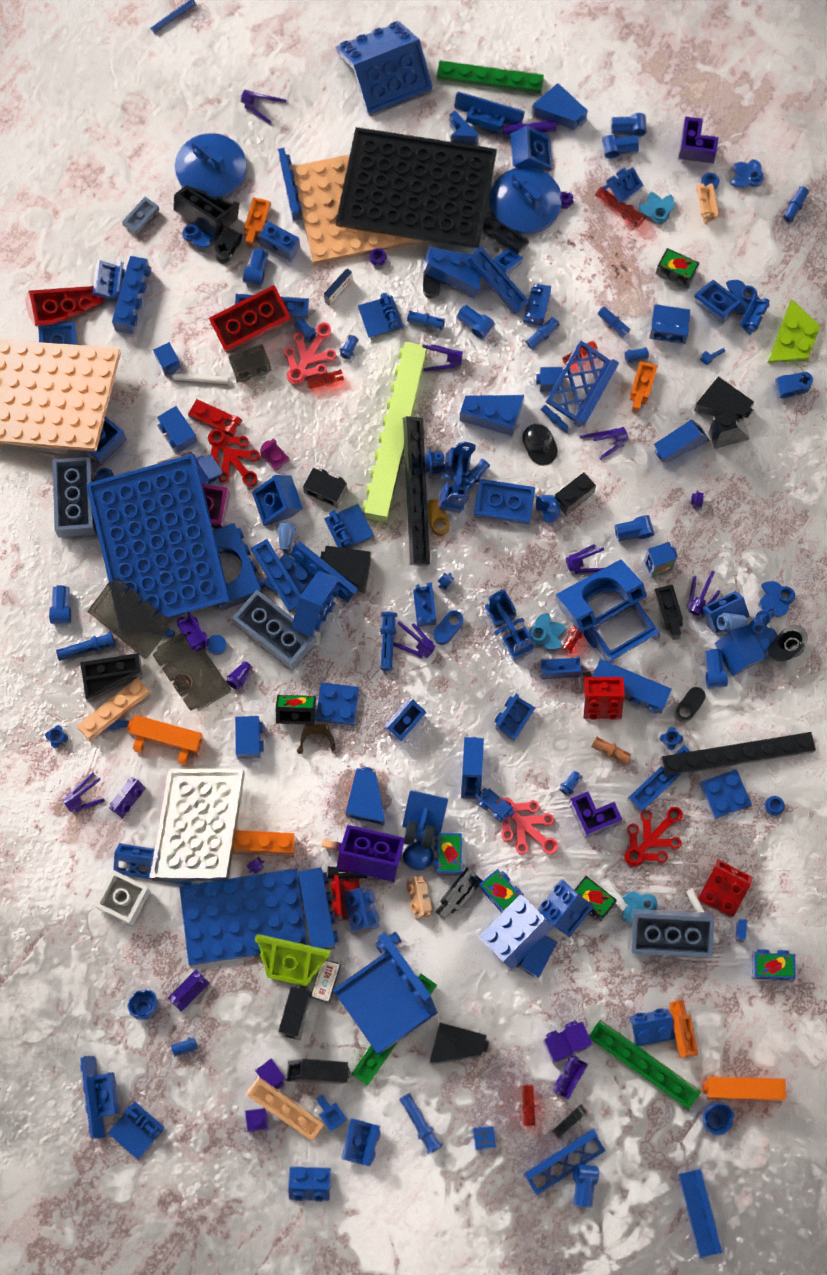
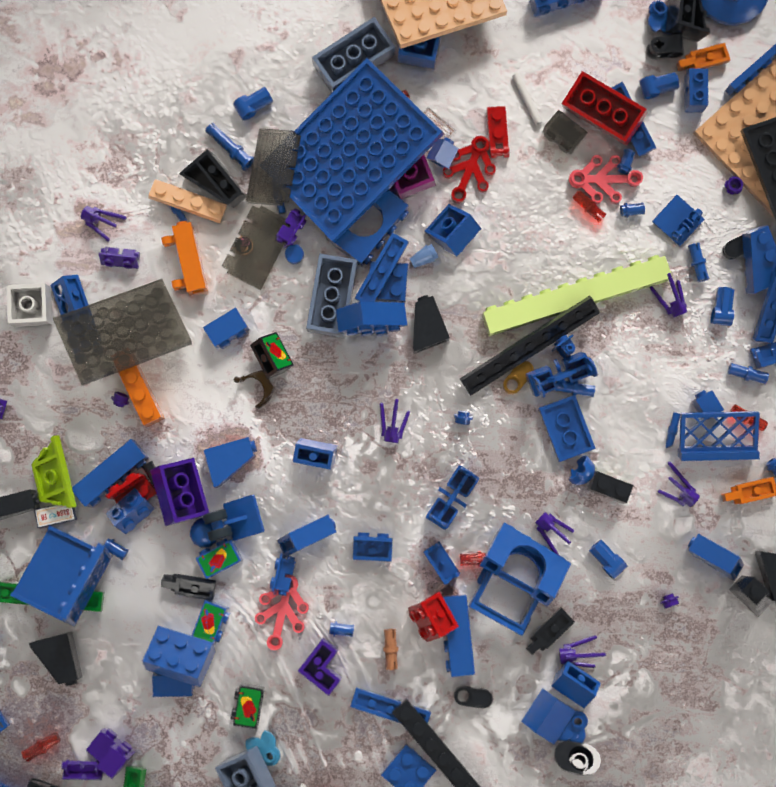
camera: 60 degrees right, 10 degrees up
(61, 736) = (134, 168): blue plate -> none
(103, 473) = (390, 70): blue plate -> none
(167, 358) = (527, 59): blue brick -> none
(177, 429) = (467, 105): blue brick -> none
(228, 915) = (79, 414): blue plate -> none
(238, 676) = (277, 289): dark purple cone -> none
(273, 454) = (493, 202): magenta bracket -> none
(313, 563) = (409, 297): blue plate -> none
(325, 487) = (488, 264): black brick -> none
(333, 845) = (172, 453): light nougat tile -> none
(337, 703) = (299, 387): blue plate -> none
(338, 286) = (684, 166): dark blue tile -> none
(348, 526) = (464, 305): blue hinge -> none
(387, 631) = (388, 394): blue pin -> none
(419, 906) = (162, 558): light nougat hinge -> none
(424, 605) = (430, 412): blue hinge -> none
(445, 630) = (418, 443): blue piece -> none
(493, 412) = (645, 371): blue wedge -> none
(540, 444) = (640, 429): black piece -> none
(549, 632) = (469, 535): dark azure plate -> none
(565, 908) = (223, 686): blue bracket -> none
(651, 839) = (331, 727): red plant -> none
(660, 559) = (591, 599): blue brick -> none
(677, 738) = (427, 697): blue plate -> none
(715, 674) = (513, 705): blue piece -> none
(730, 621) = (566, 695): medium blue cone -> none
(763, 617) = (589, 722): blue axle -> none
(774, 599) = (615, 720): blue plate -> none

